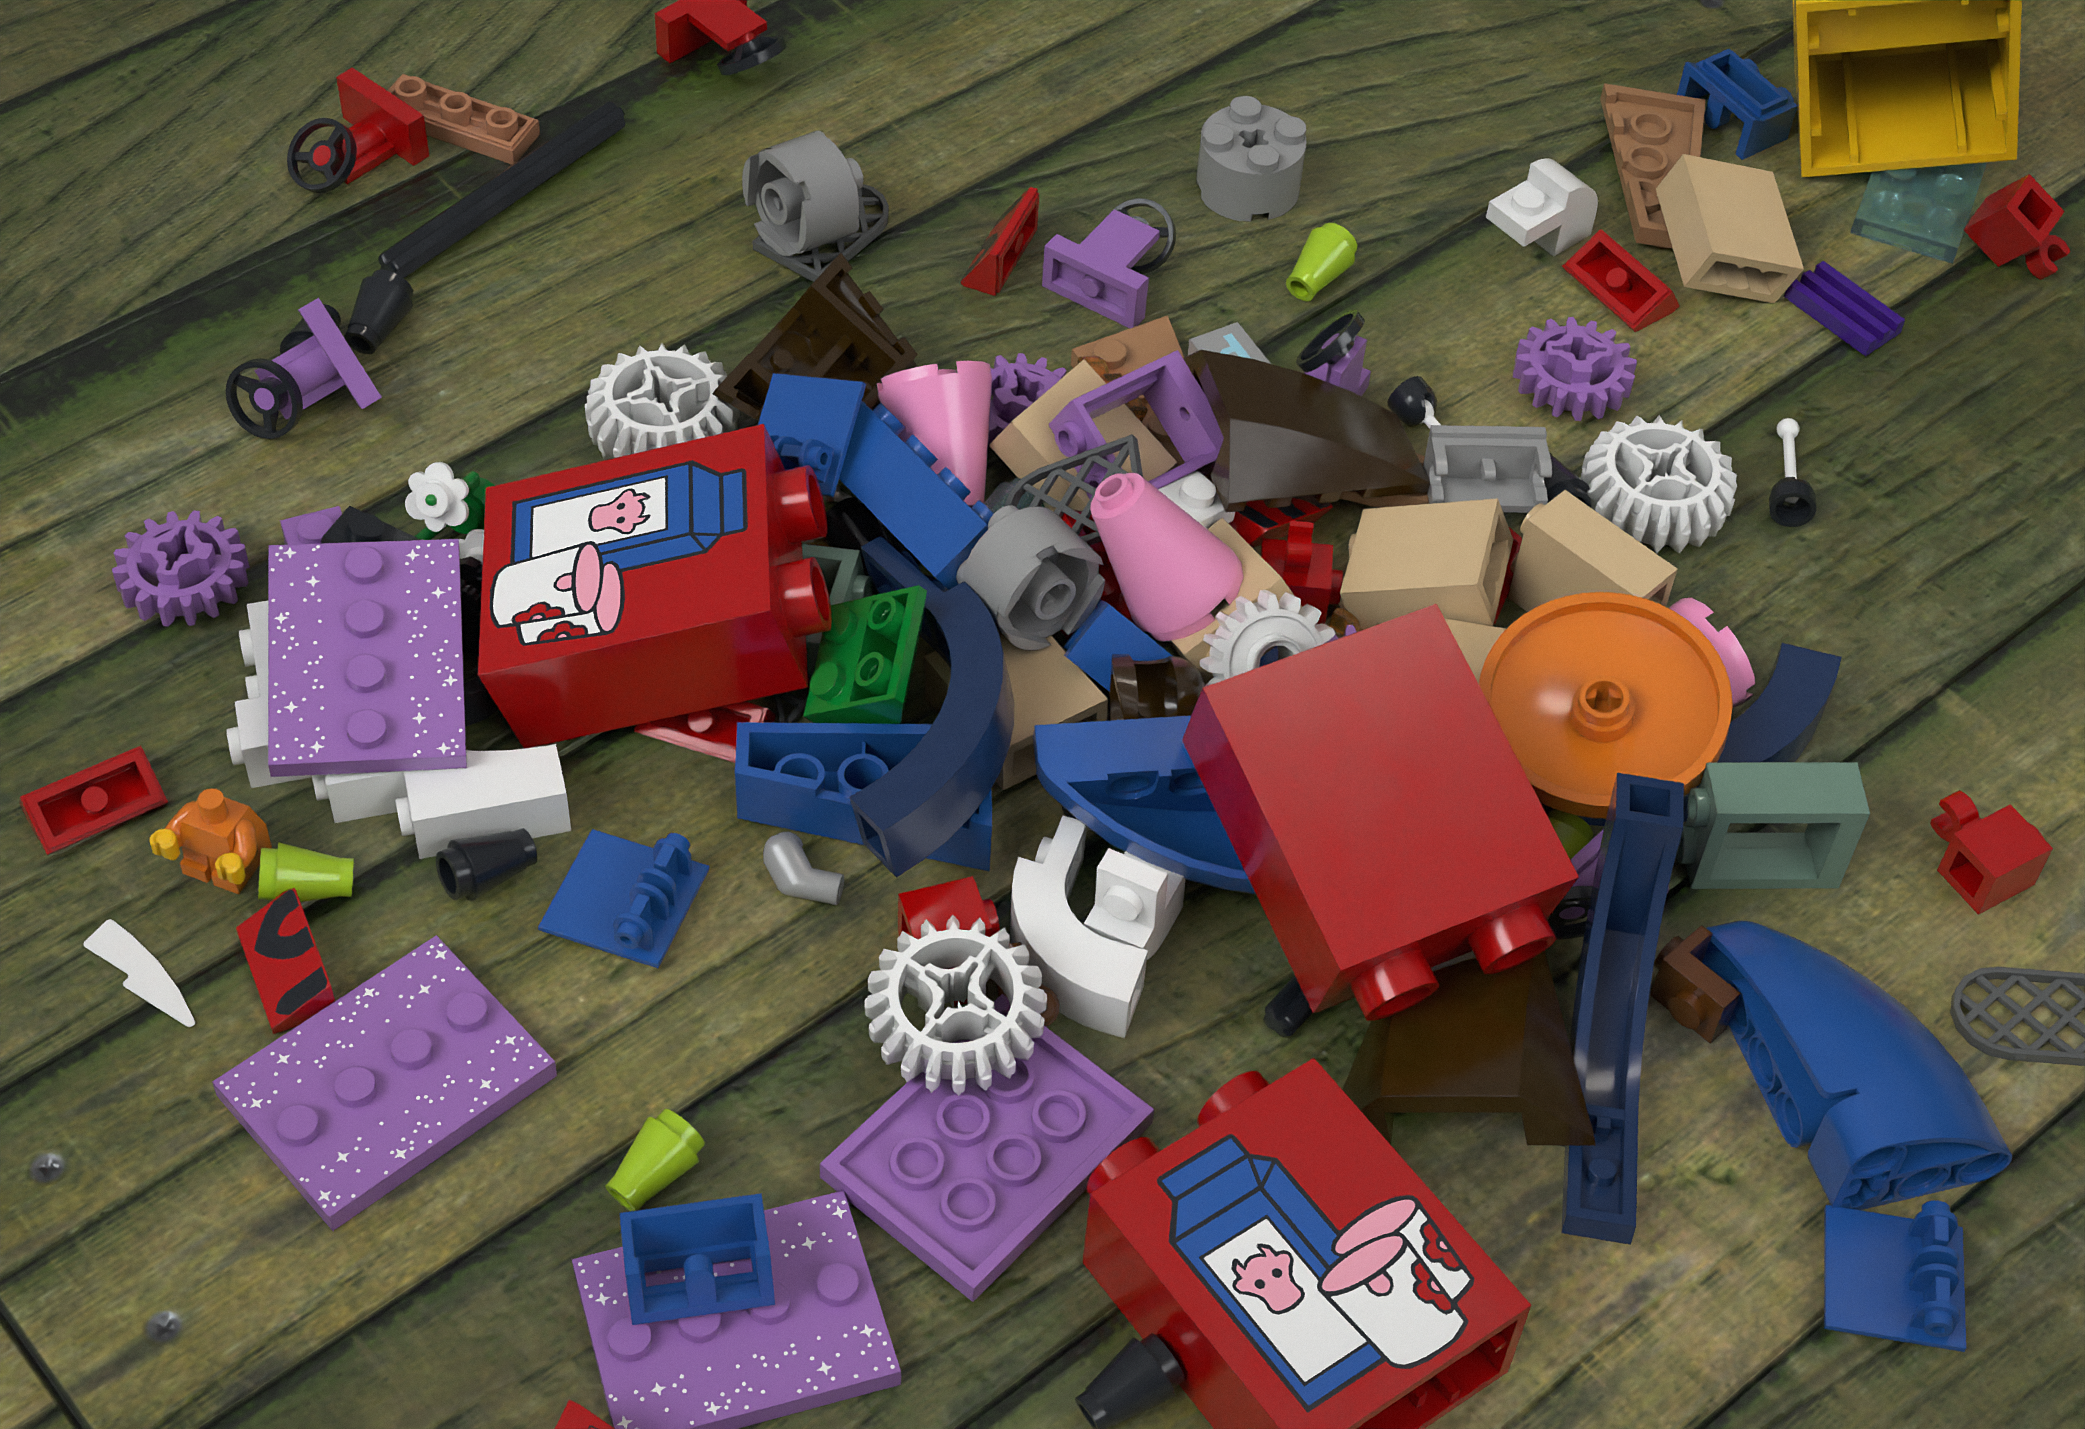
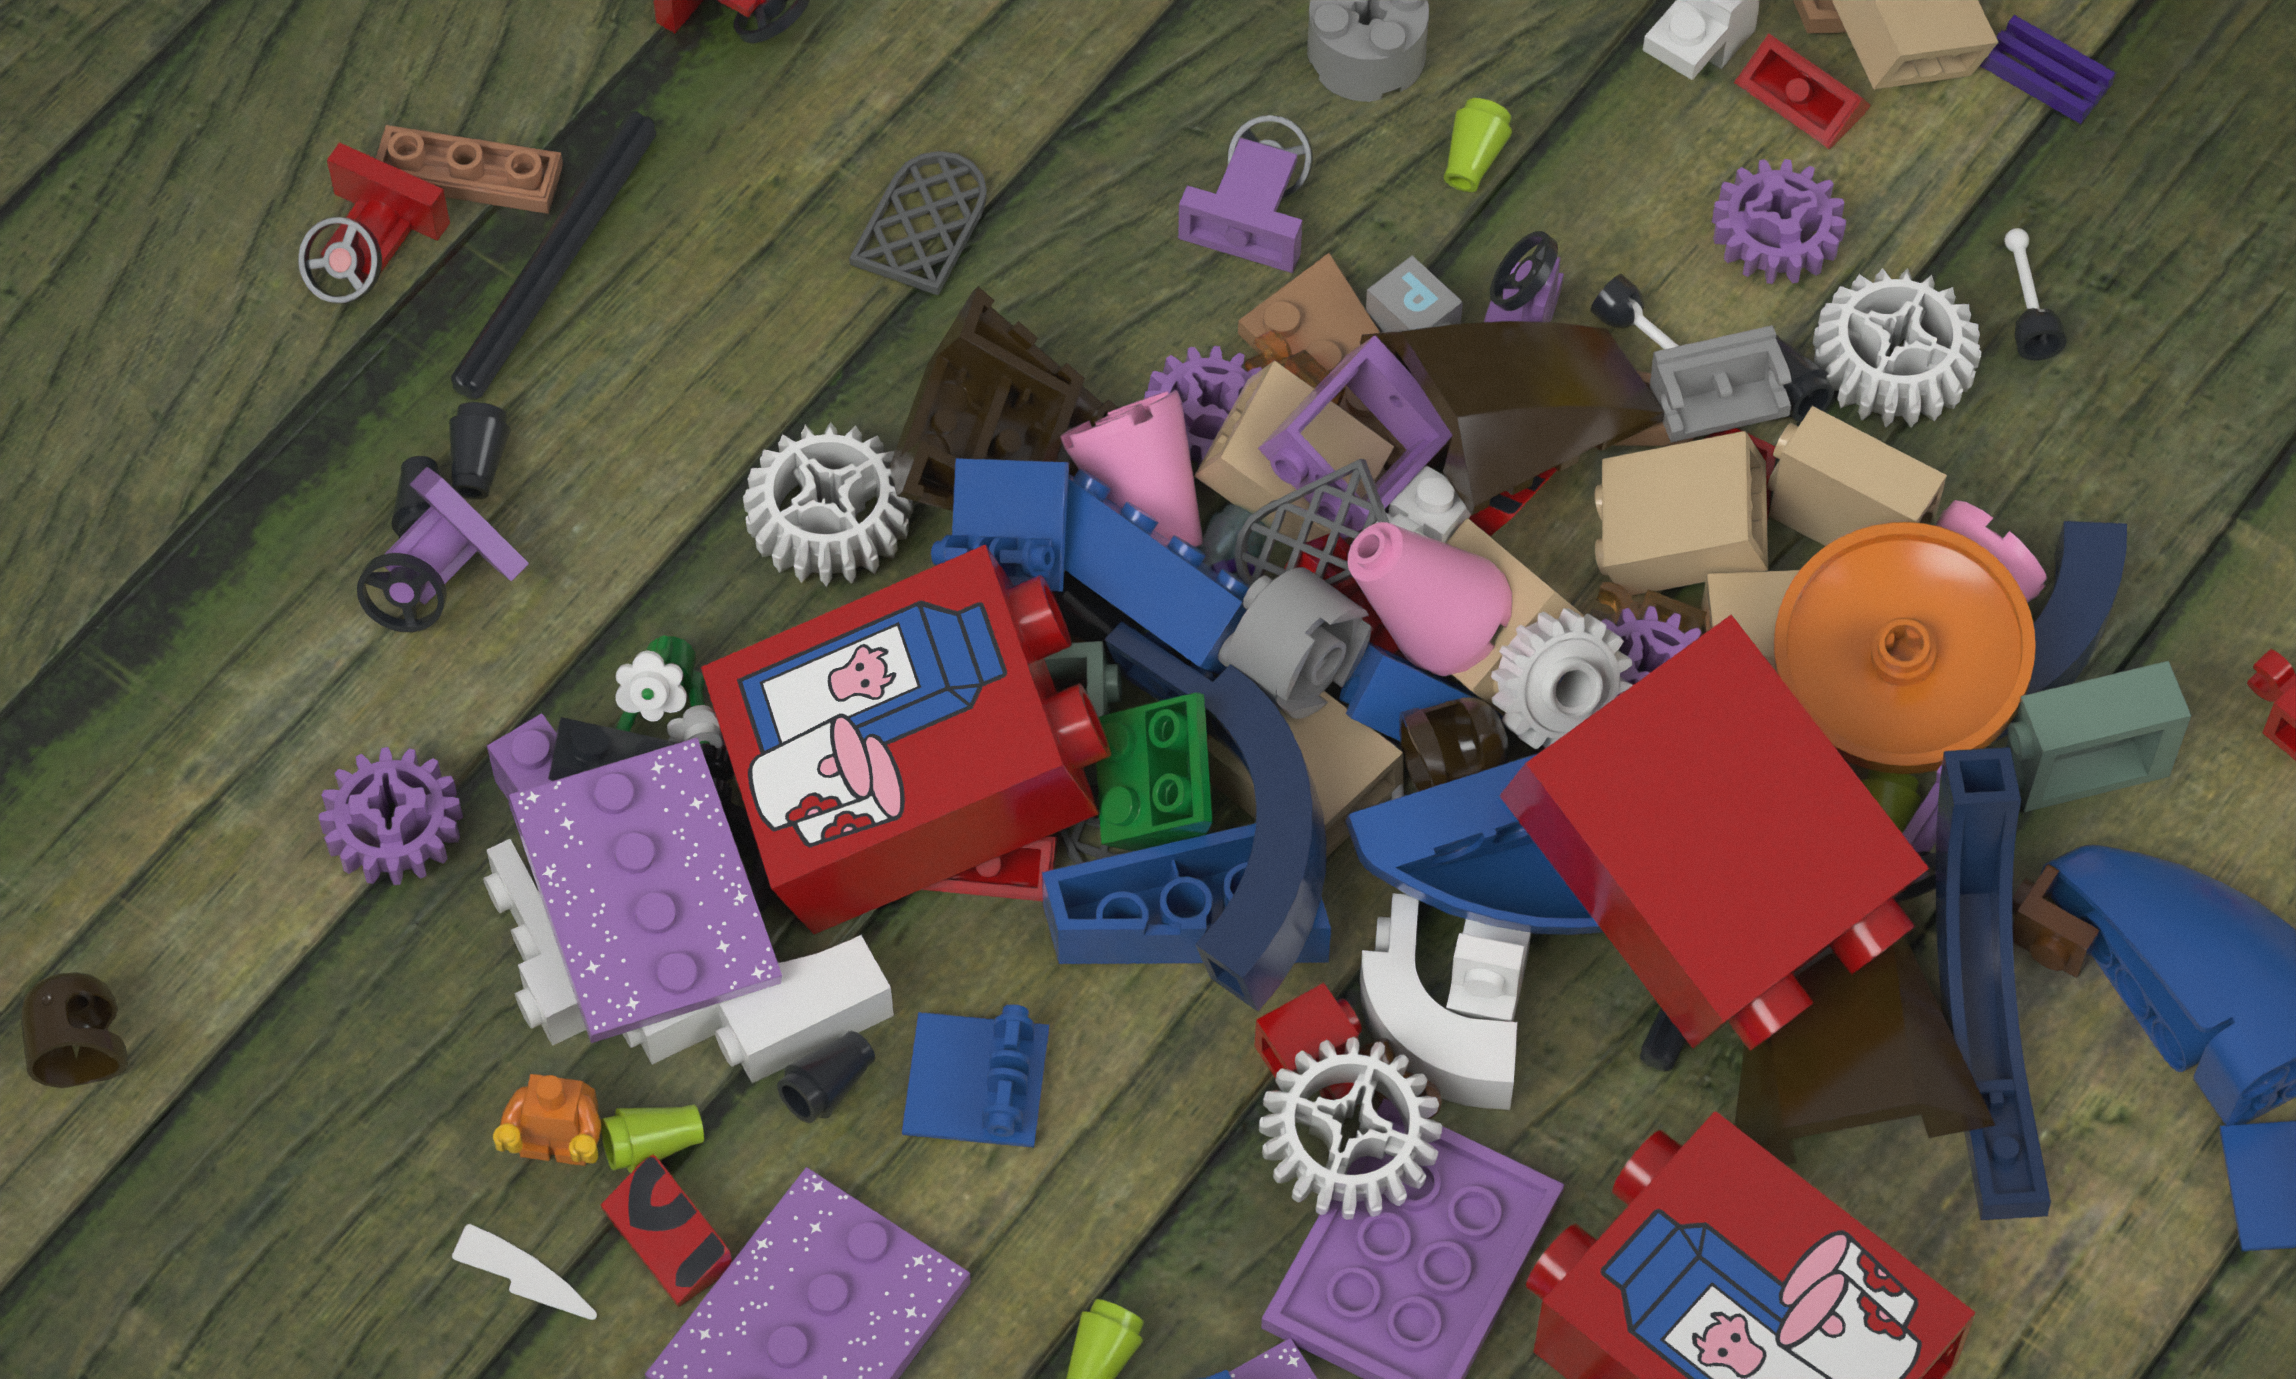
camera: 10 degrees left, 10 degrees up
(93, 800) = (401, 1100): red slope -> none
(794, 873) = (1136, 1012): light grey arm -> none
(803, 193) = (898, 198): light grey brick -> none
(1004, 245) = (1123, 200): red slope -> none
(1305, 567) = (1556, 549): red brick -> none

